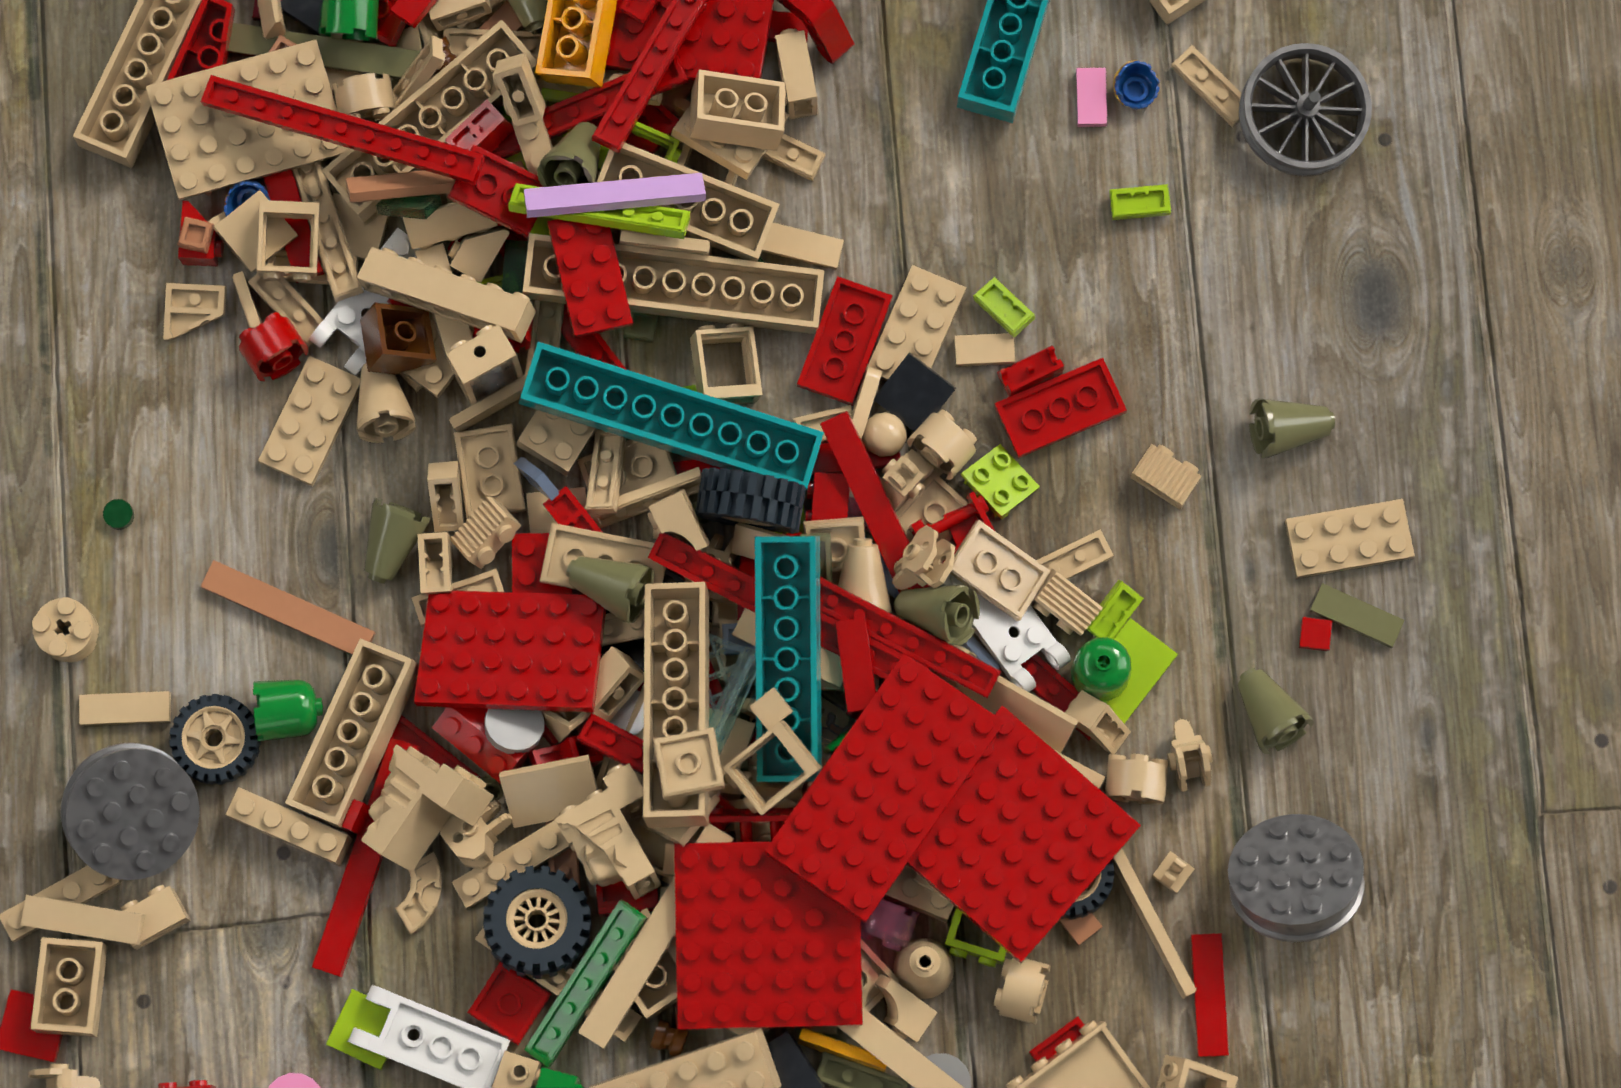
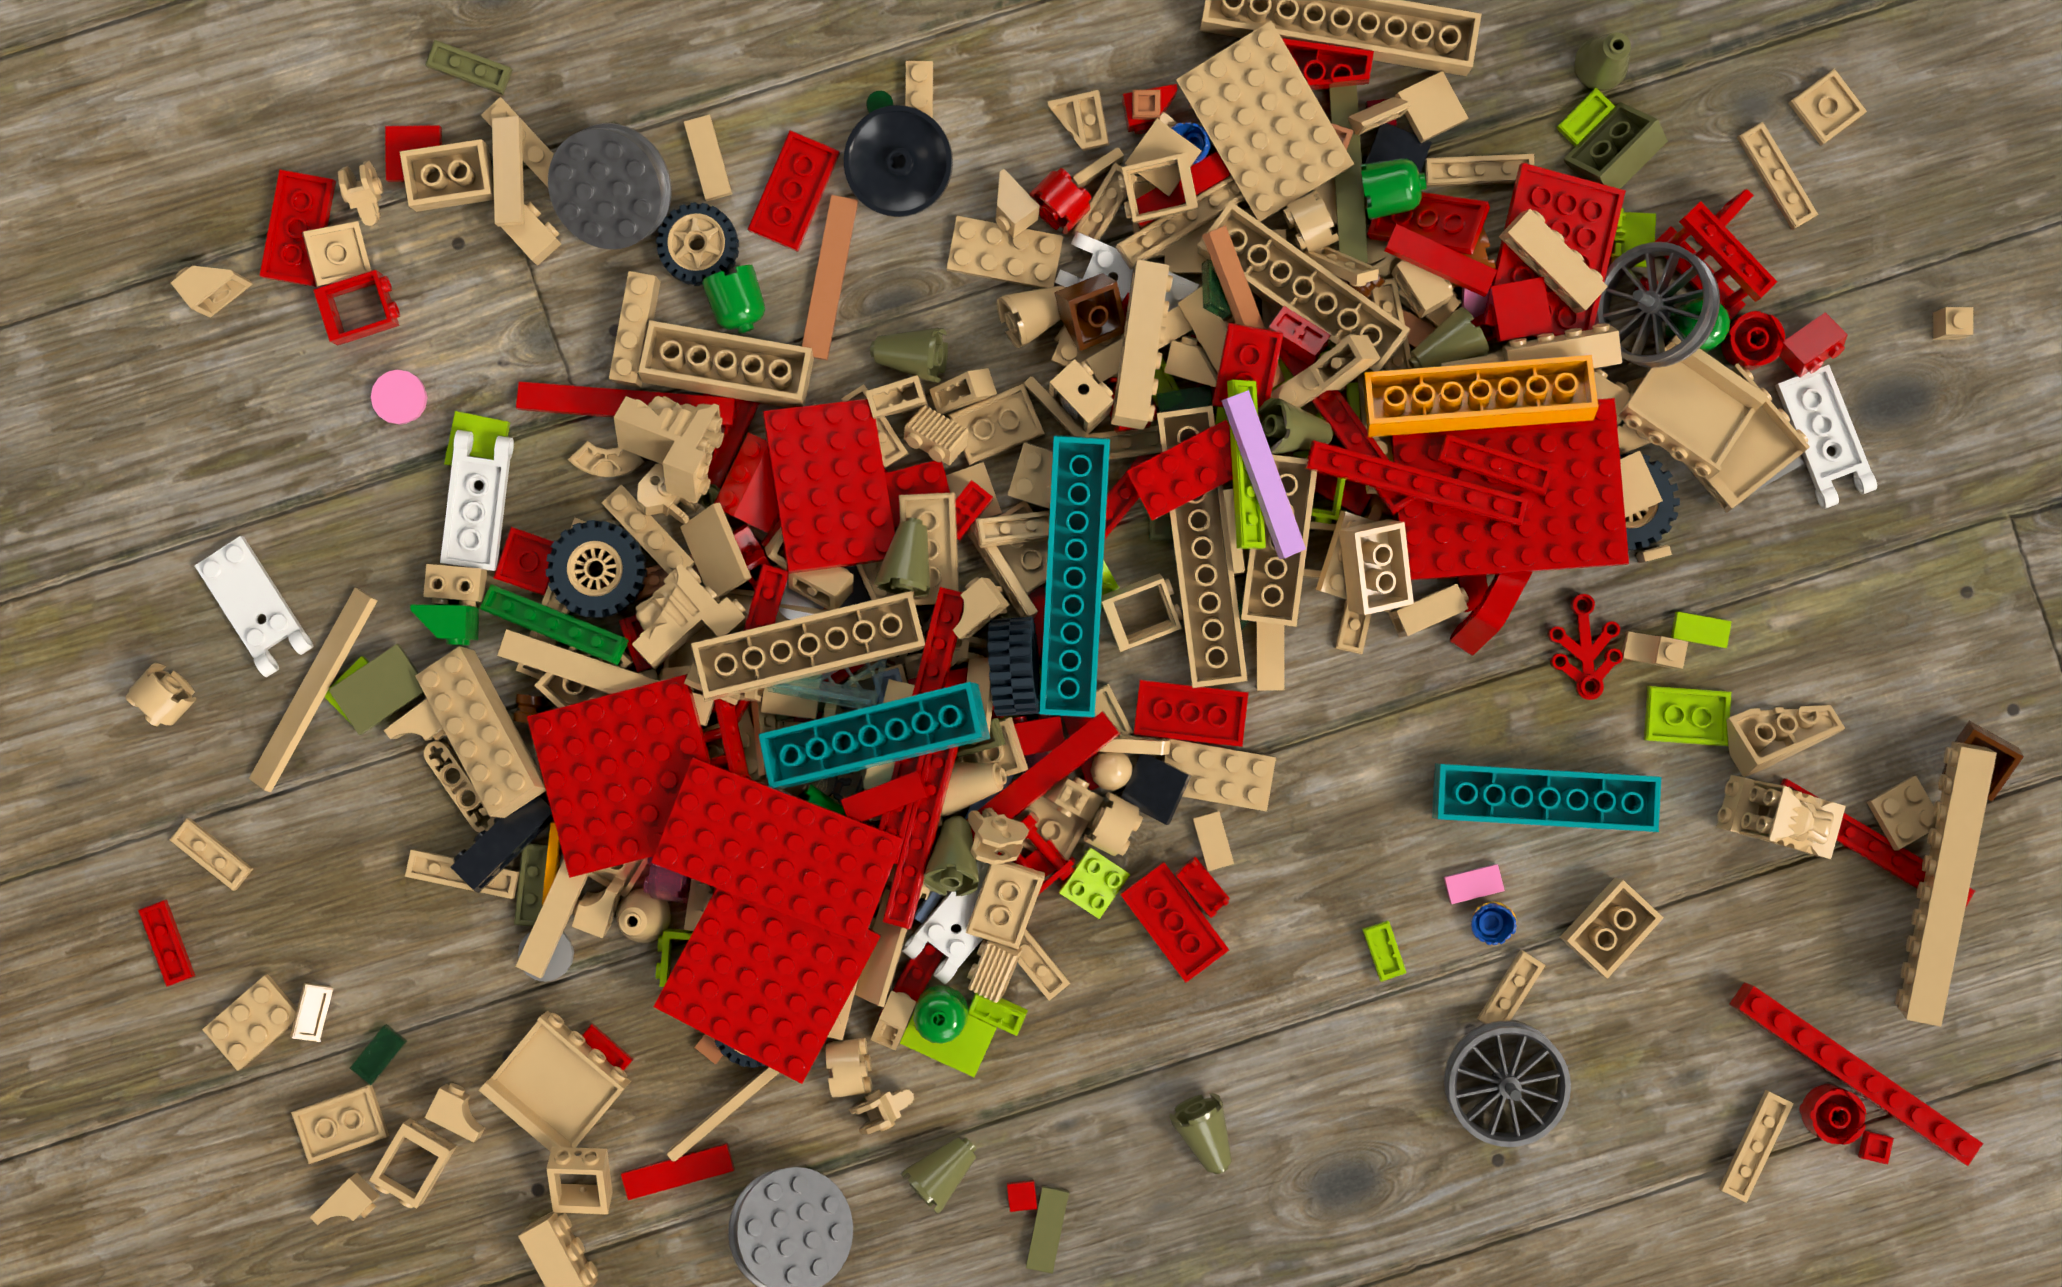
camera: 75 degrees right, 10 degrees up
(49, 626) = (763, 71): tan brick -> none
(127, 473) = (919, 86): none -> tan plate
(184, 505) = (898, 161): none -> black dish
(185, 626) = (793, 191): none -> red tile
(263, 397) = (1015, 207): none -> tan slope
(343, 129) = (1268, 211): red plate -> none
(356, 817) = (653, 386): red tile -> none
(513, 729) = (759, 505): light grey tile -> none
(536, 478) = (995, 468): sand blue tile -> none
(688, 763) = (748, 672): tan tile -> none
(771, 708) = (821, 732): tan tile -> none
(796, 749) = (789, 764): tan window -> none
(1004, 307) = (1256, 849): lime plate -> none
(1022, 990) = (636, 1009): tan brick -> none
(1166, 475) = (1133, 1032): tan brick -> none
(1173, 872) = (778, 1115): tan tile -> none
(1349, 538) = (1116, 1207): tan plate -> none

